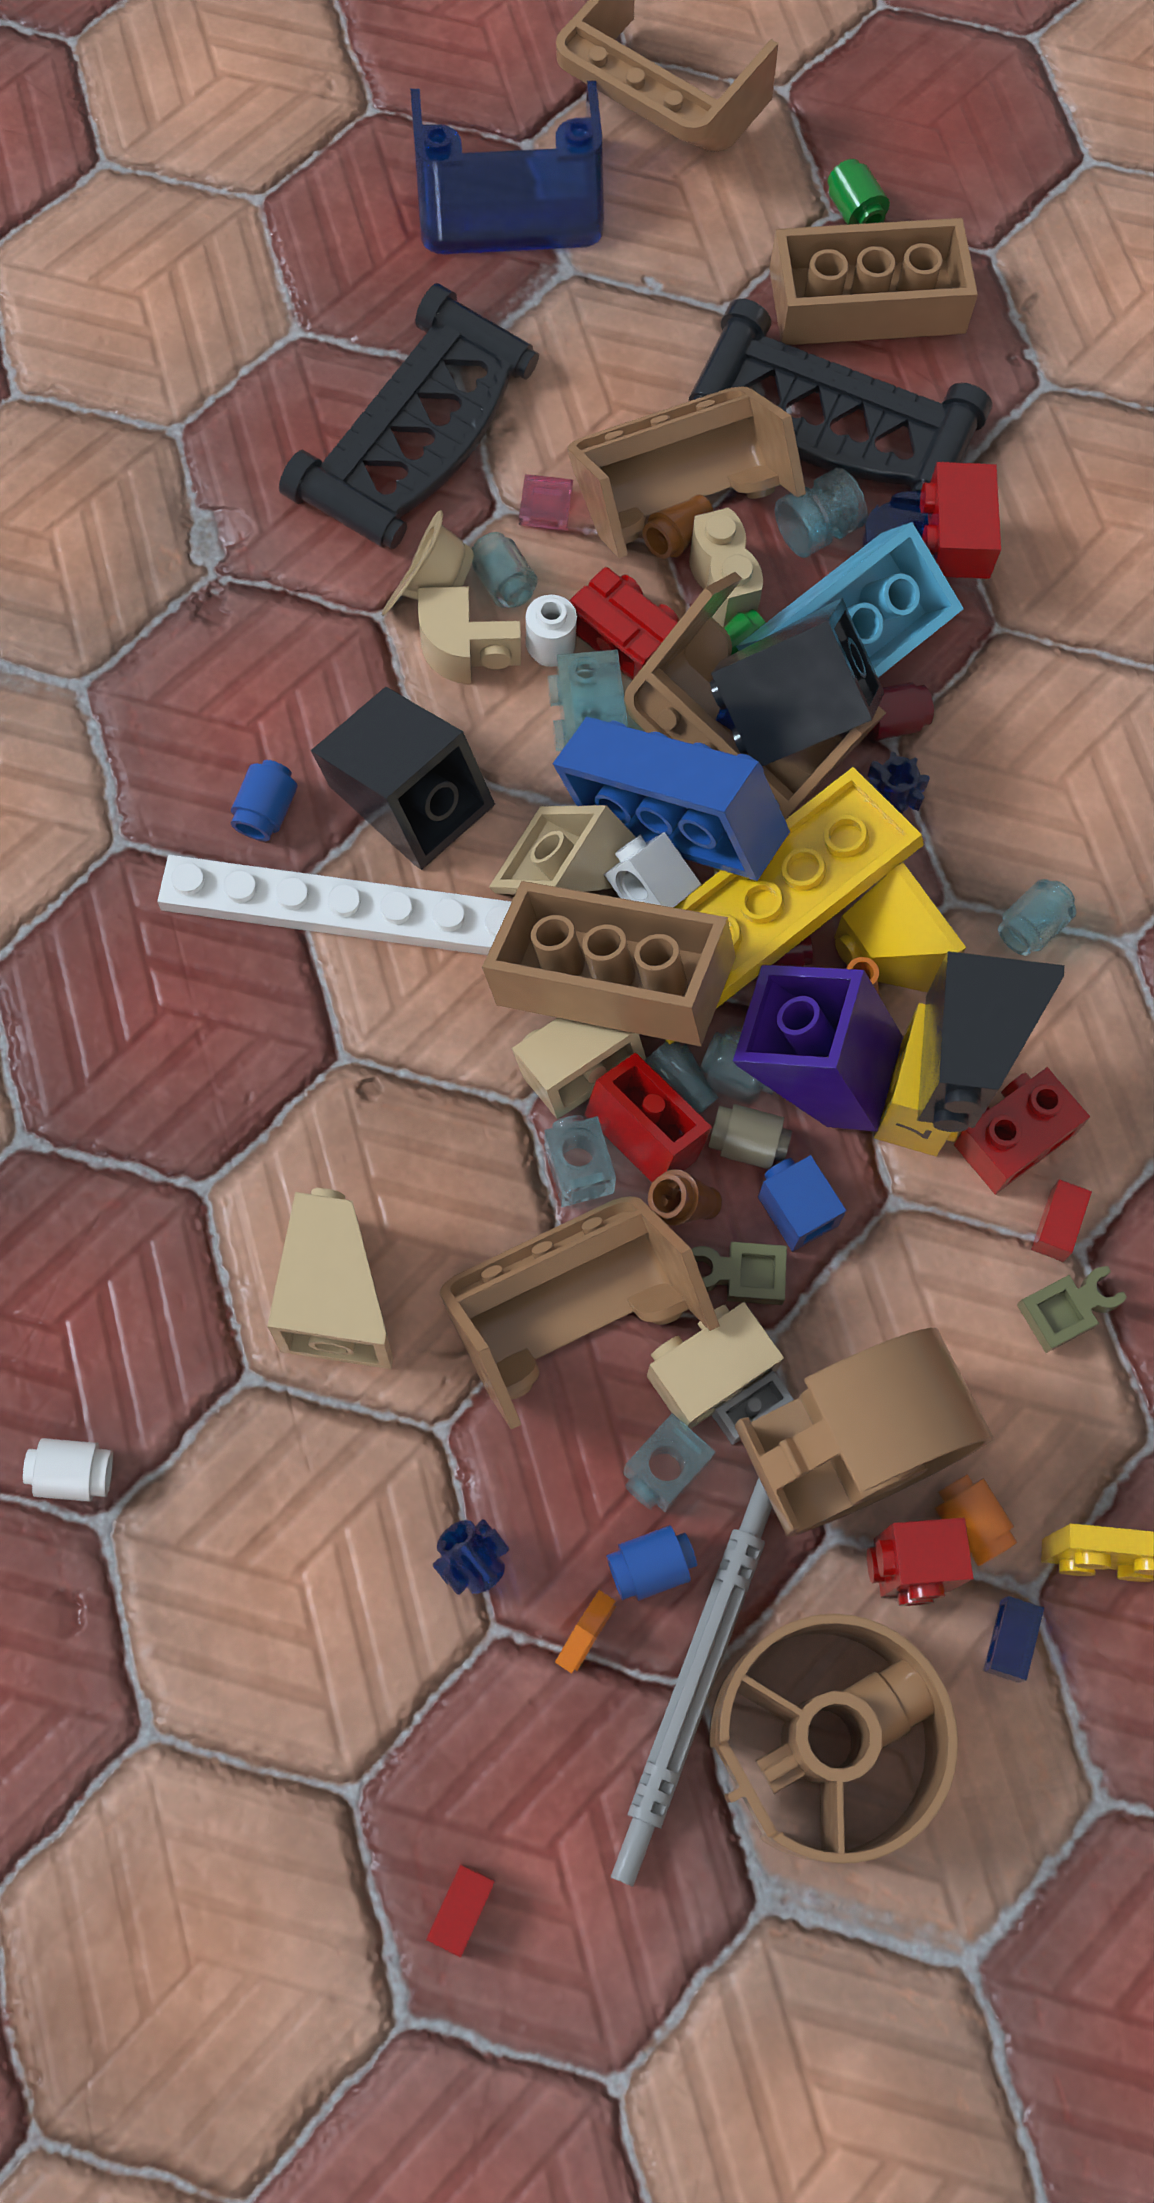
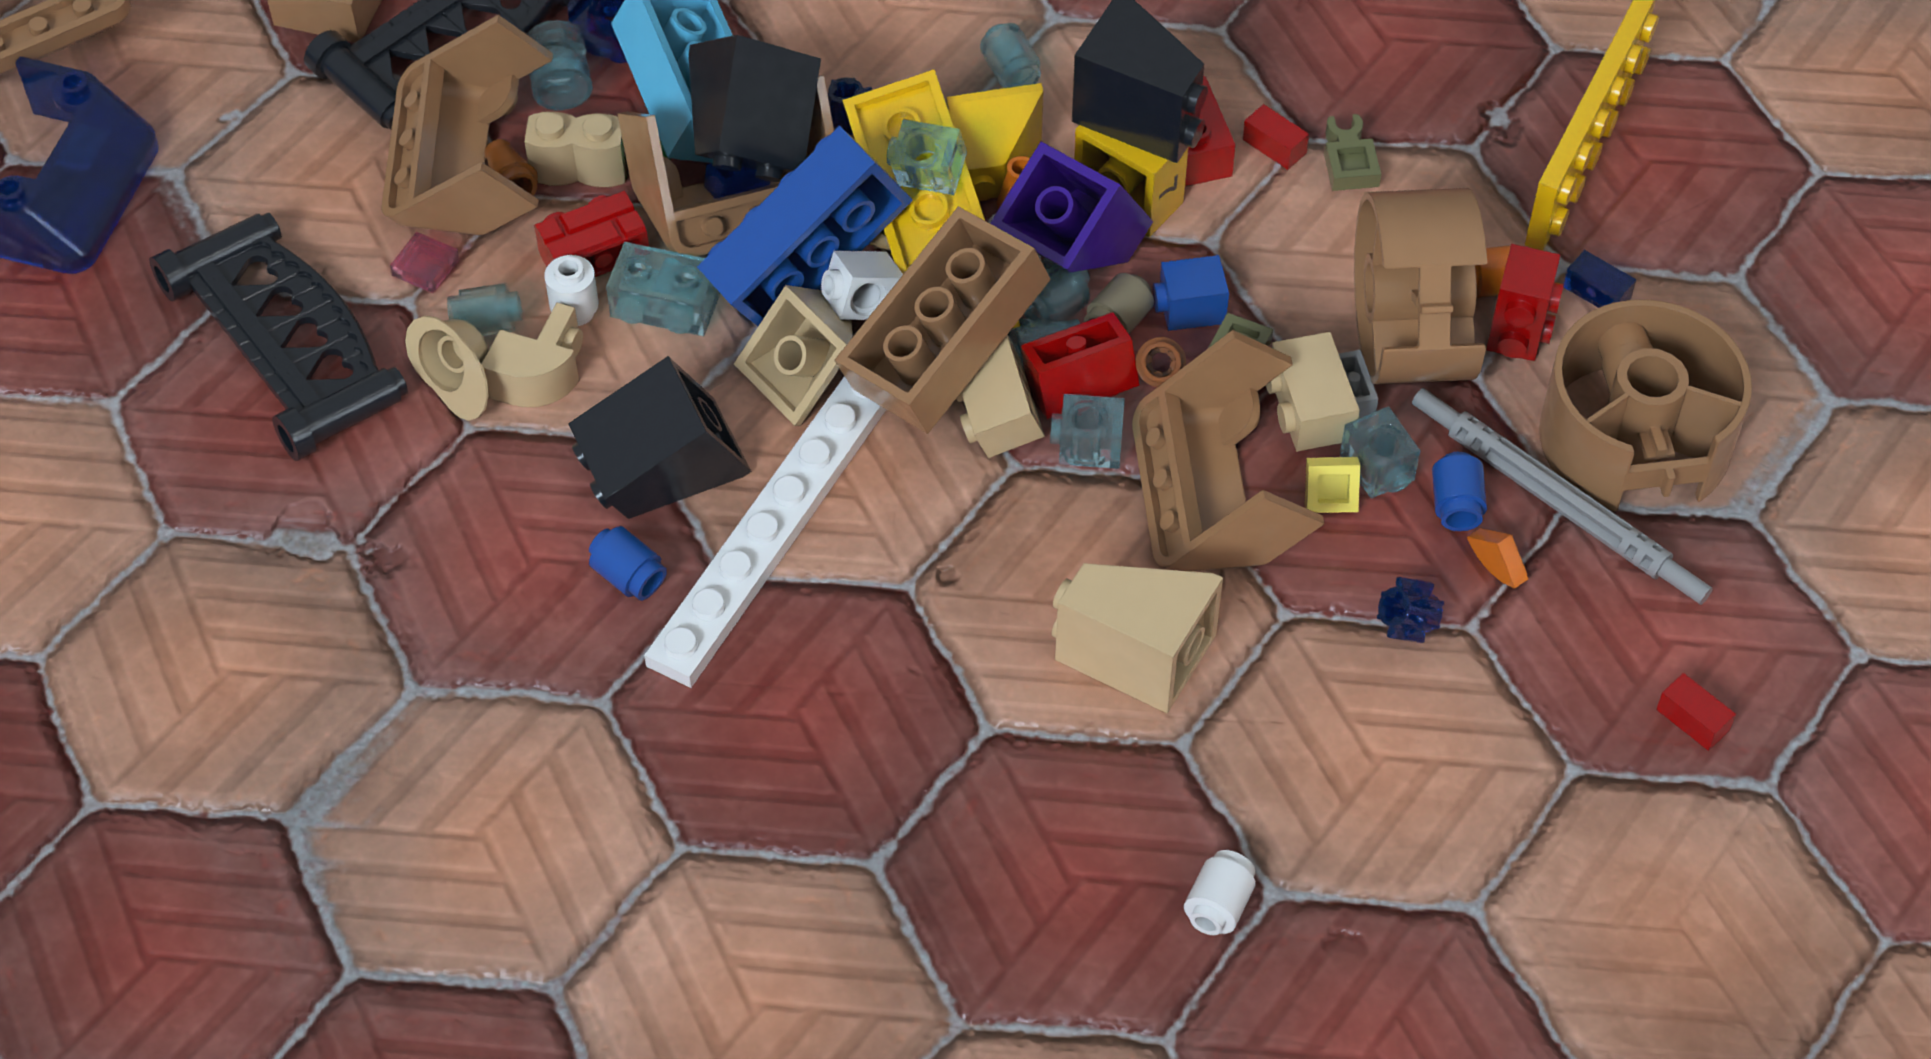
camera: 65 degrees left, 15 degrees down
(607, 1425) = (1332, 484): none -> light yellow tile
(807, 888) = (937, 173): none -> clear light blue brick

